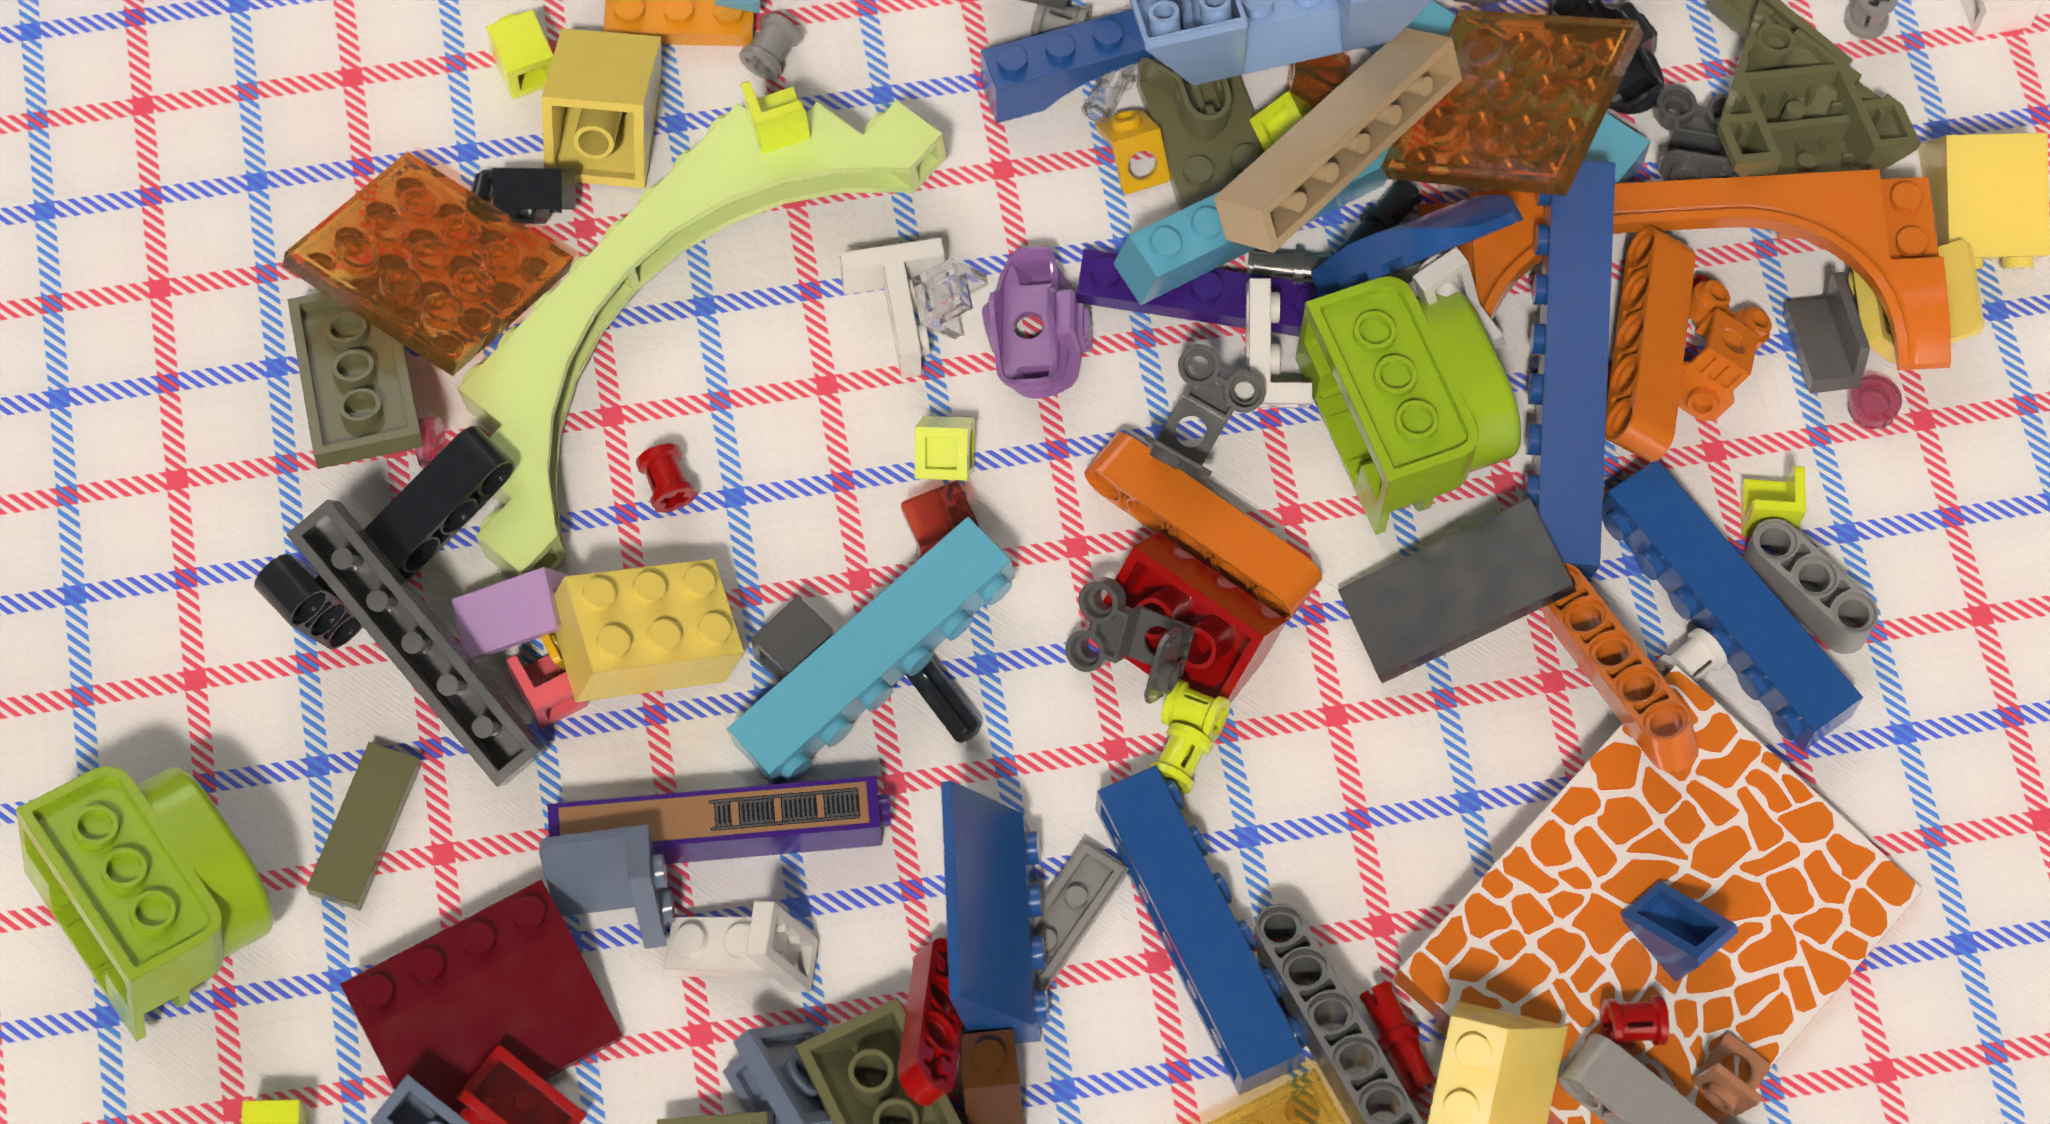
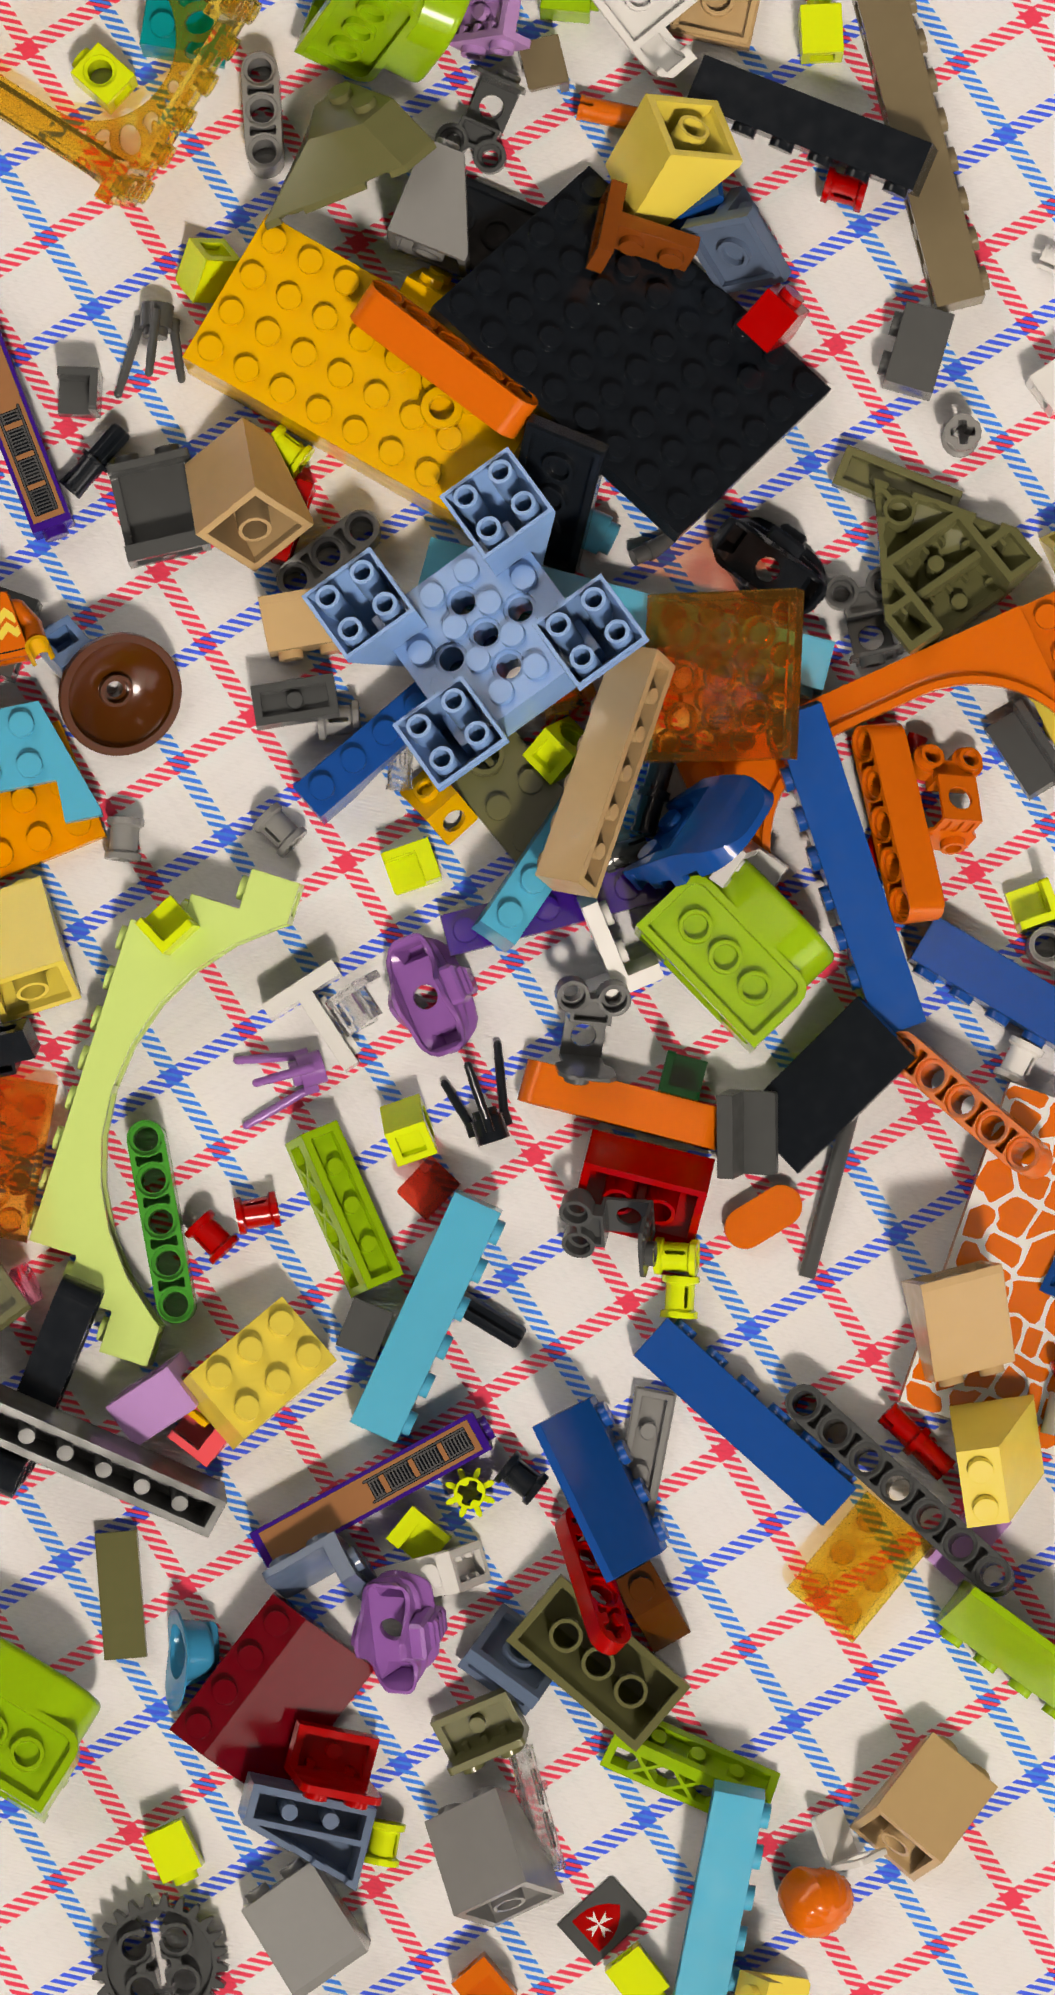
camera: 15 degrees left, 20 degrees up
(417, 913) = (191, 1655): none -> dark azure piece
(616, 461) = (148, 1205): none -> bright green beam
(696, 995) = (402, 1658): none -> medium lavender piece
(730, 473) = (257, 1212): none -> red bush
(739, 886) = (418, 1534): none -> neon yellow panel
(831, 503) = (343, 1208): none -> lime fence
(831, 889) = (458, 1496): none -> neon yellow gear
(856, 348) = (305, 1070): none -> medium lavender plant
(900, 884) = (521, 1478): none -> black bush
(945, 101) = (279, 829): none -> light grey bush
(1039, 487) = (487, 1123): none -> black plant
(1074, 191) = (411, 866): none -> neon yellow panel
(1286, 517) = (682, 1076): none -> dark green panel
(1316, 715) = (763, 1216): none -> orange tile
(1336, 608) = (747, 1133): none -> dark grey panel
(1403, 724) = (826, 1202): none -> dark grey bar
(1514, 892) = (961, 1321): none -> tan slope

